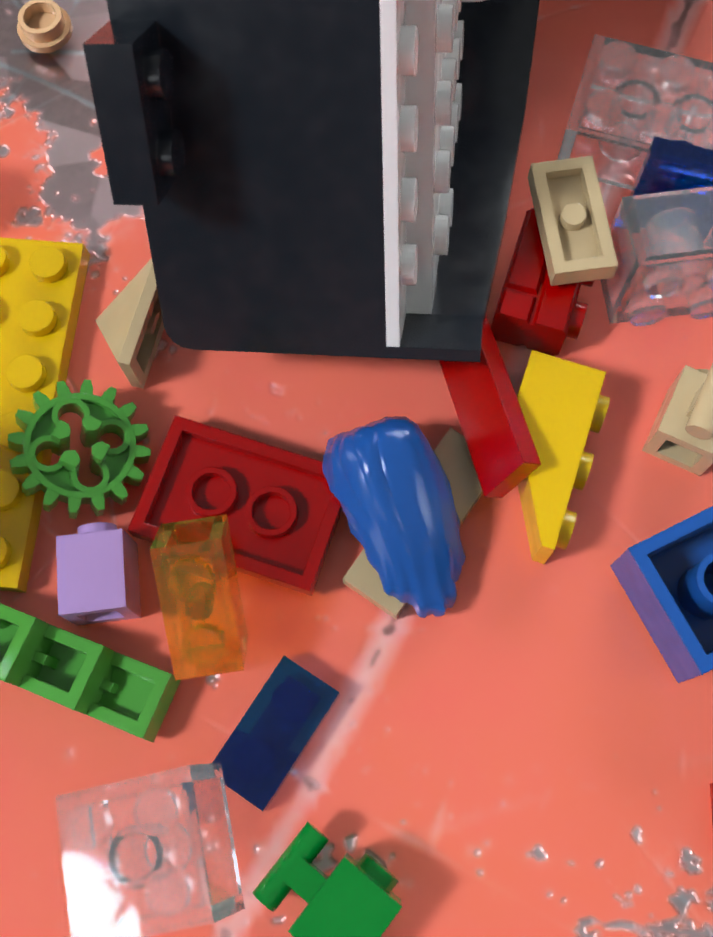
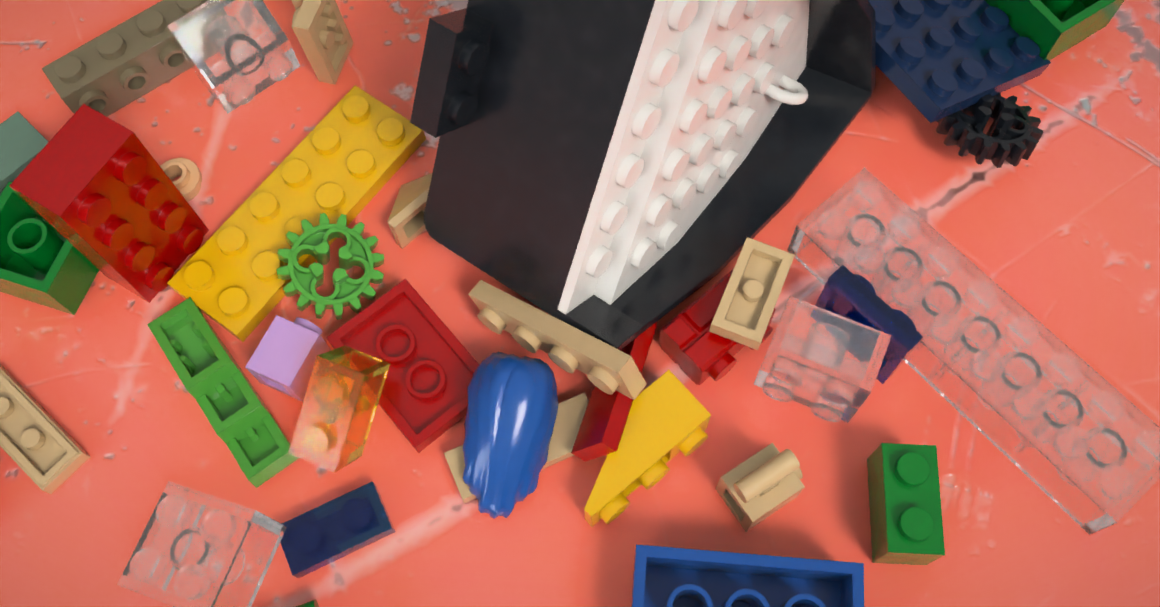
camera: 30 degrees right, 5 degrees down
(413, 382) = (565, 345): none -> tan plate

